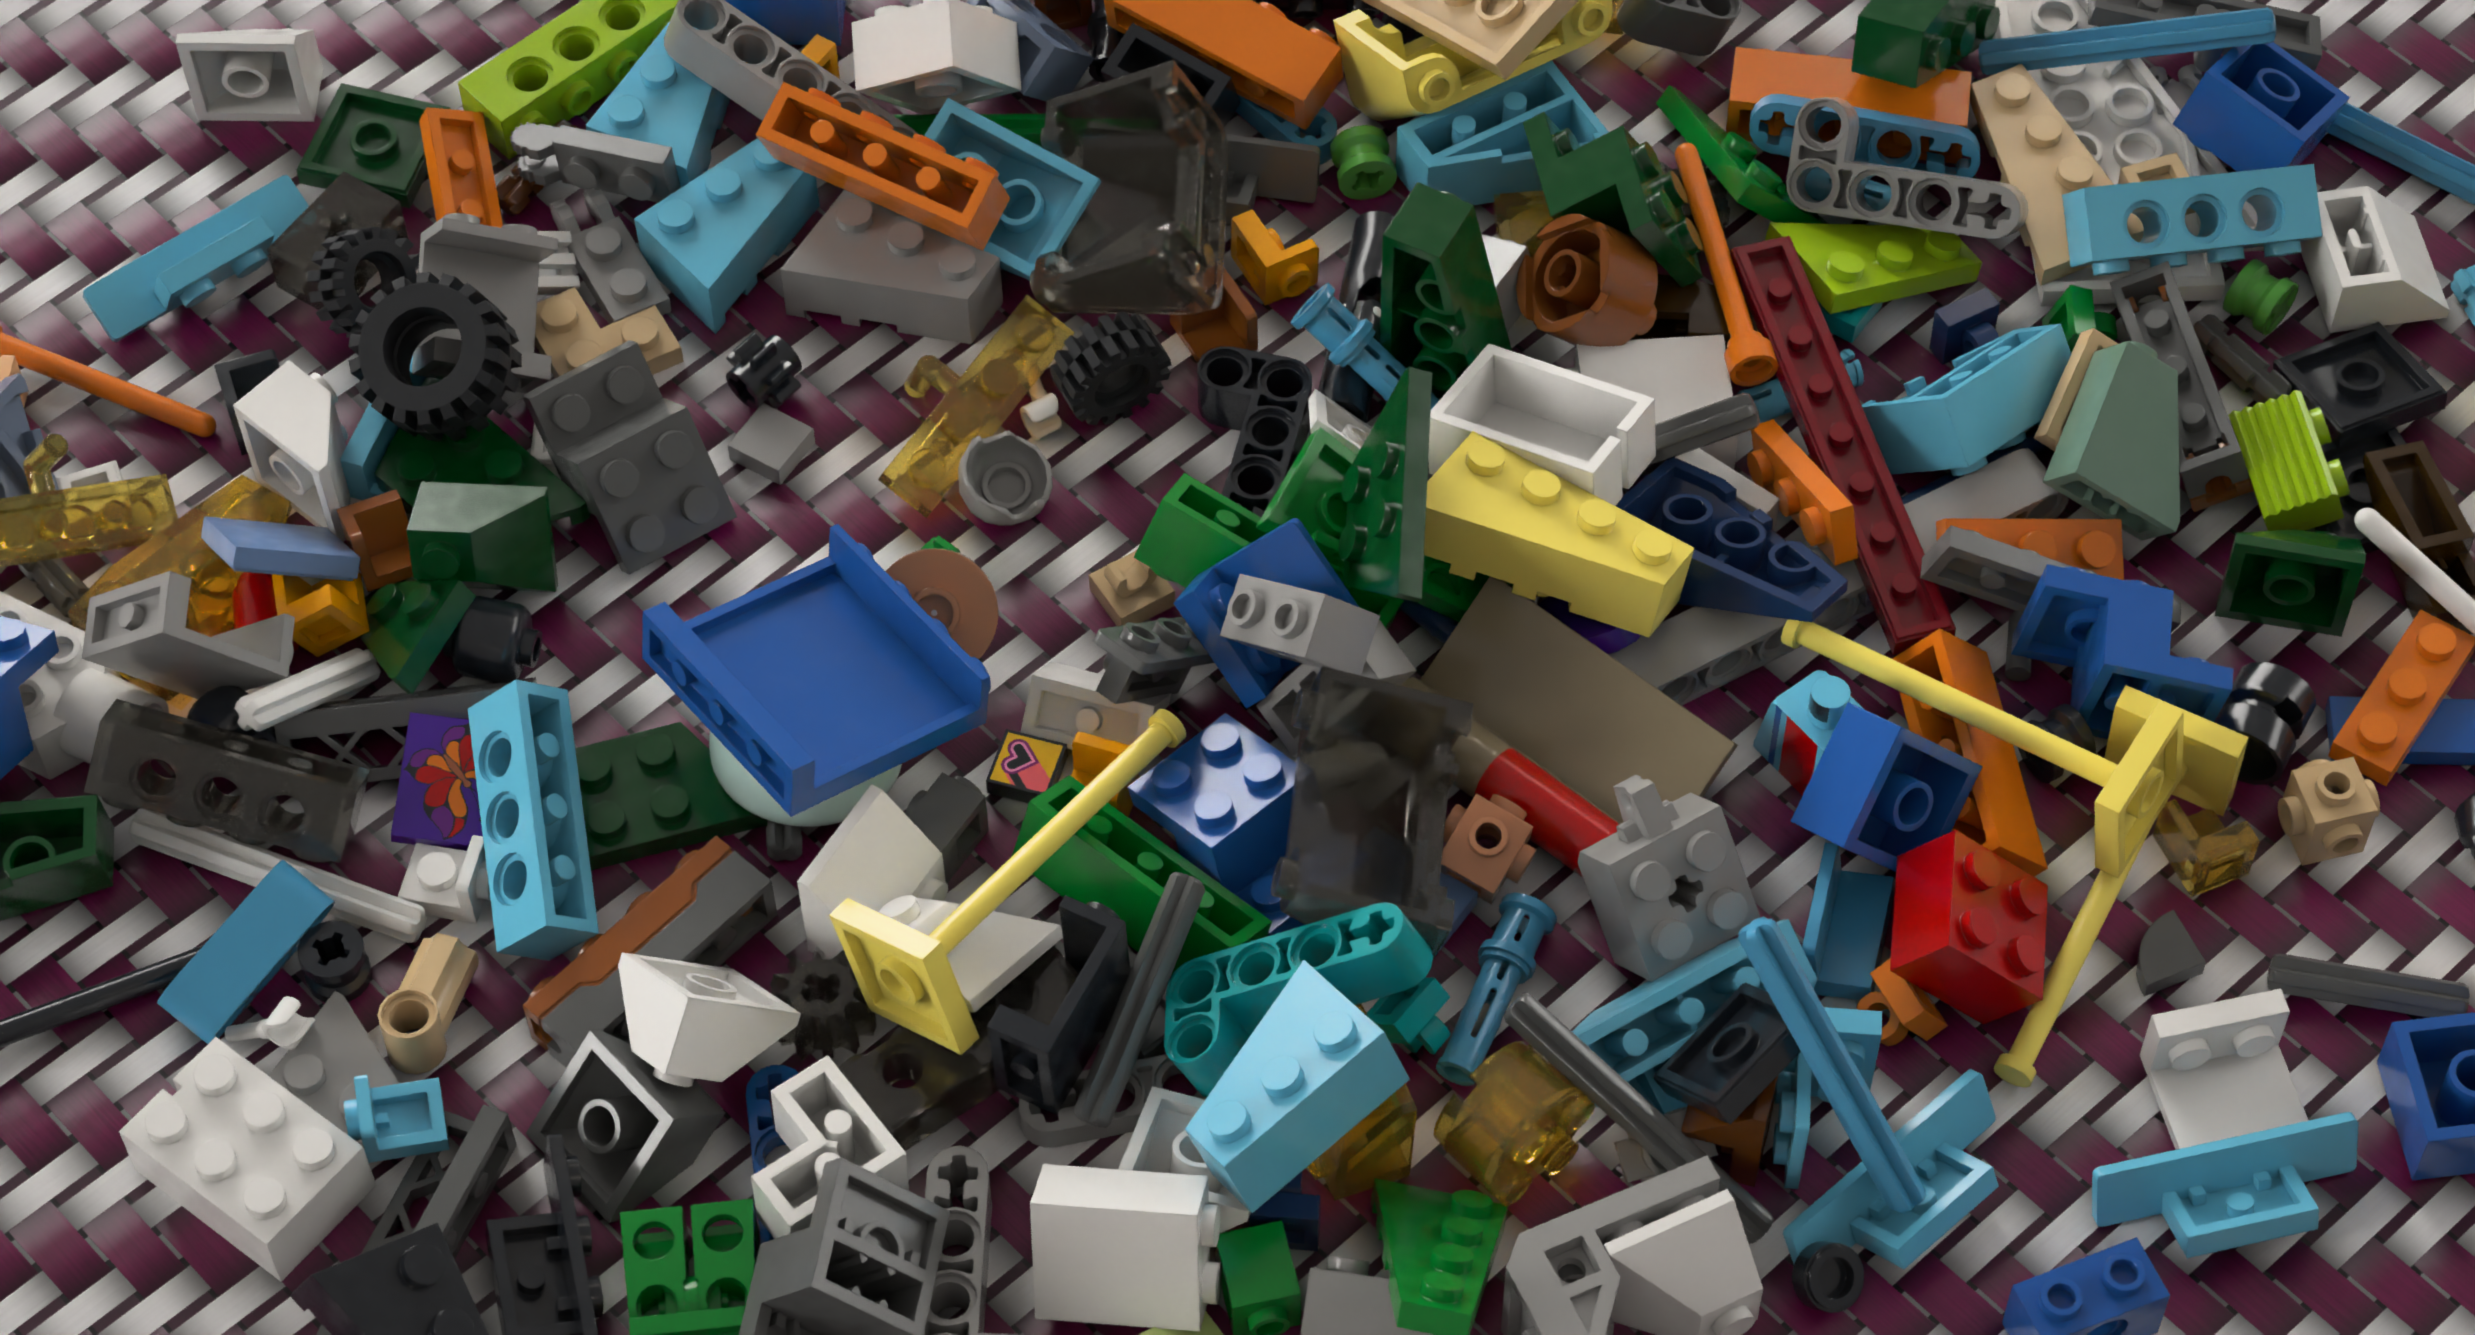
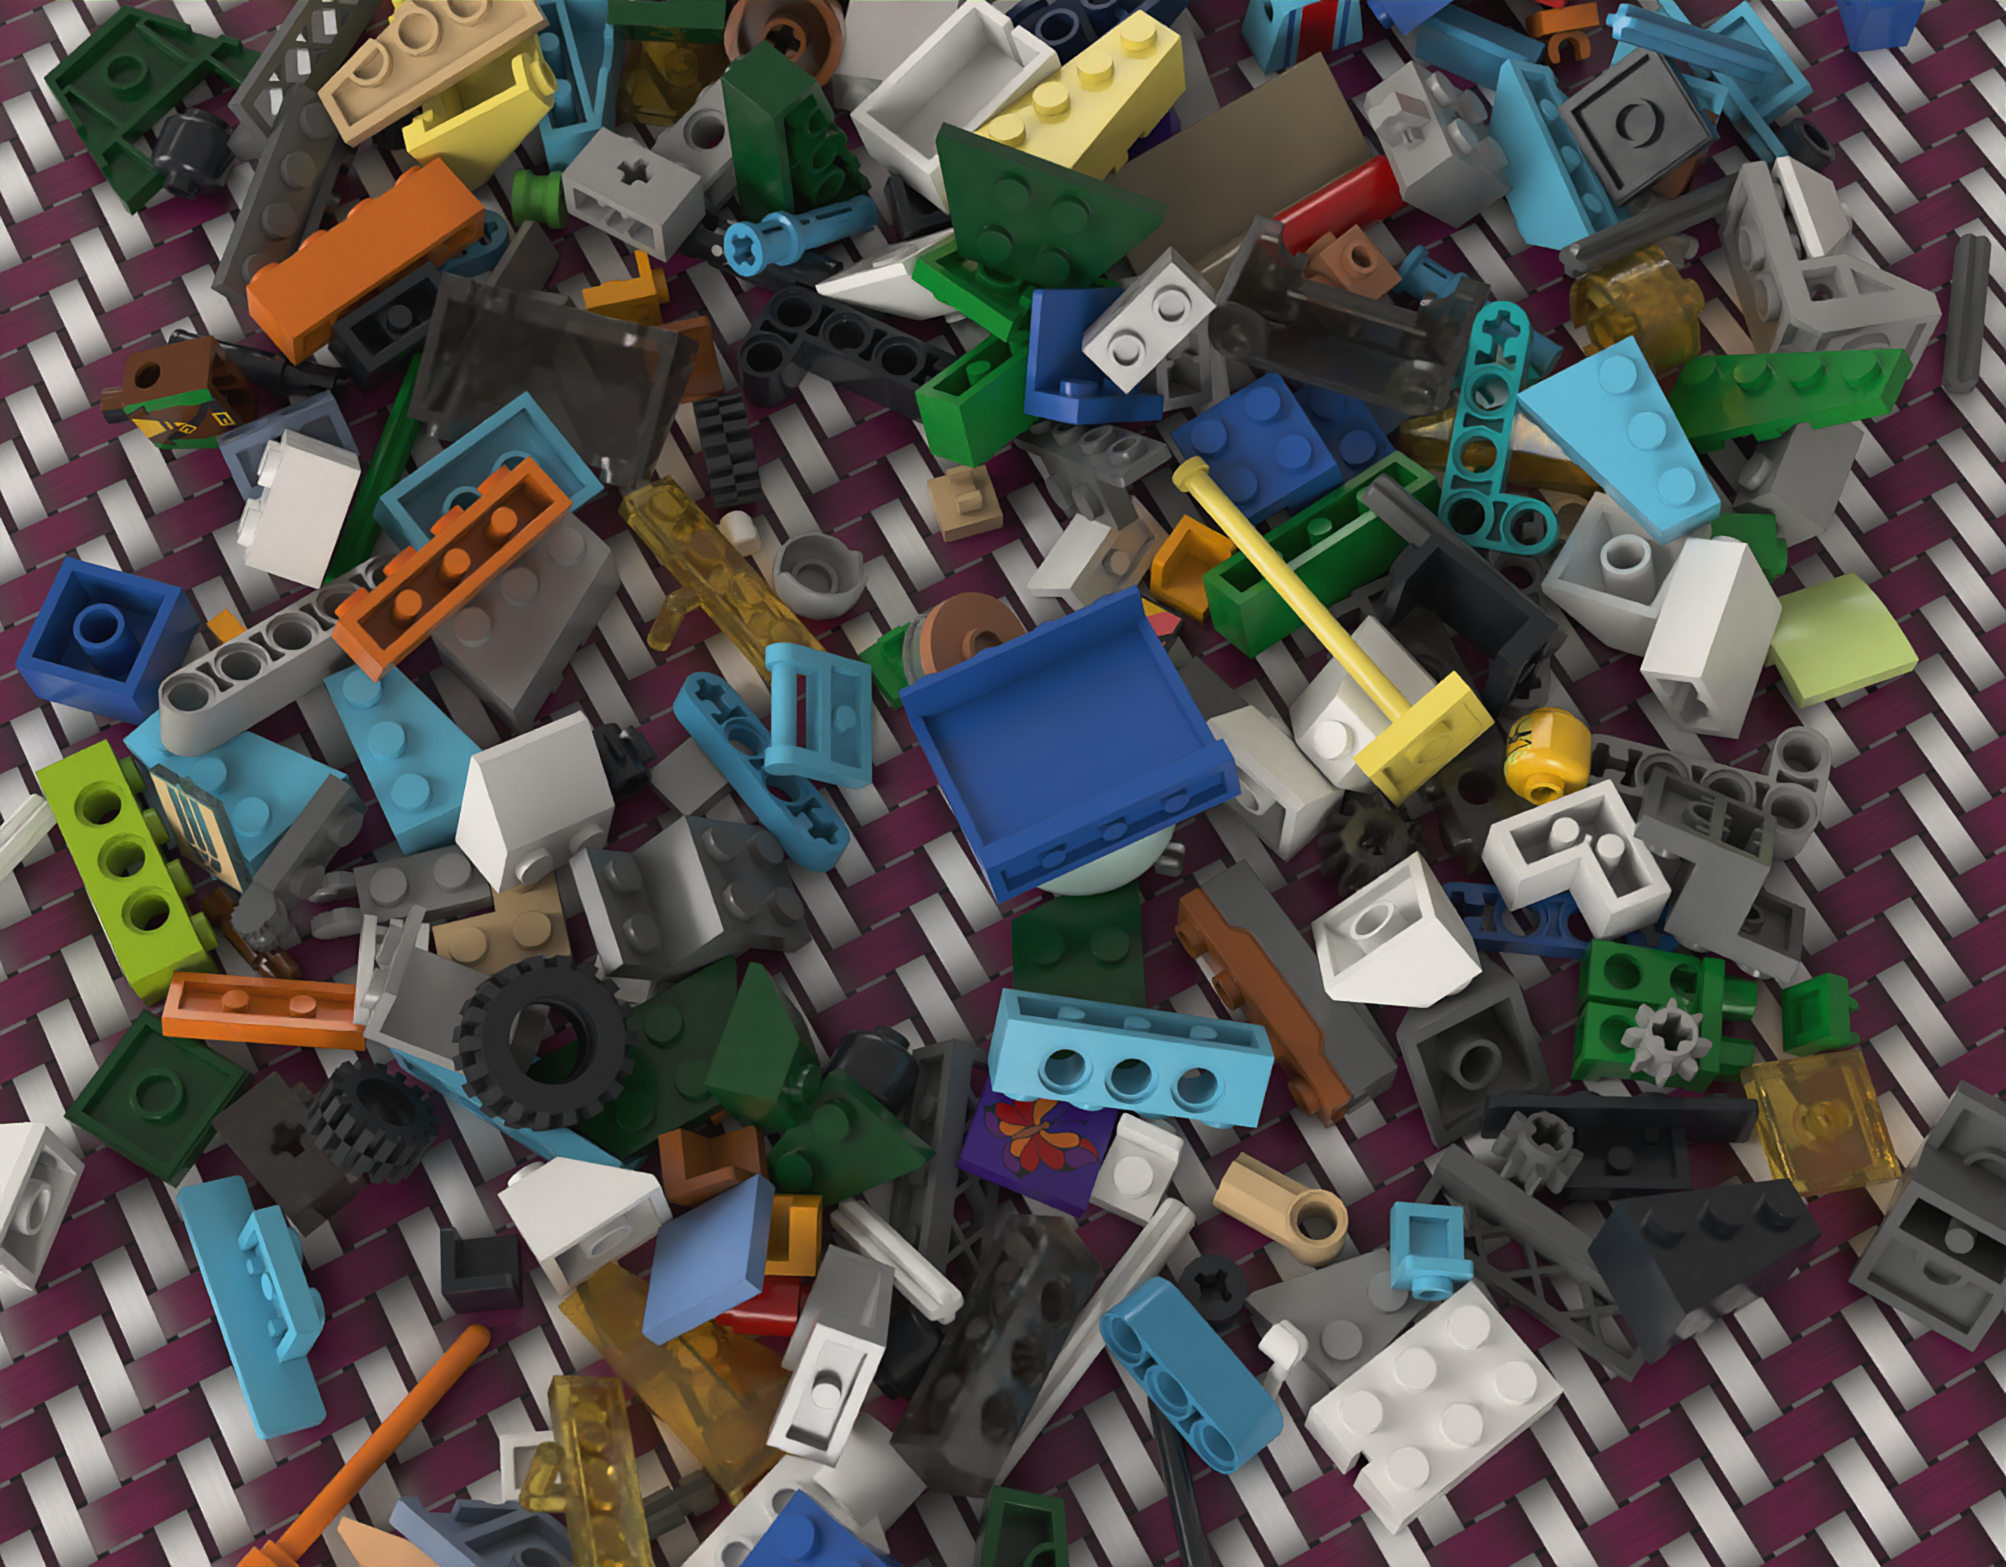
camera: 75 degrees left, 10 degrees up
(510, 1167) = (1537, 1152): none -> dark grey gear
(612, 71) = (201, 828): none -> clear light blue piece
(631, 1244) = (1682, 1037): none -> light grey gear
(684, 307) = (535, 803): none -> white slope
(784, 484) = (808, 825): none -> dark azure beam
(878, 521) = (836, 716): none -> medium azure plate
(930, 1106) = (1548, 755): none -> yellow head
(1356, 209) = (634, 194): none -> light grey brick

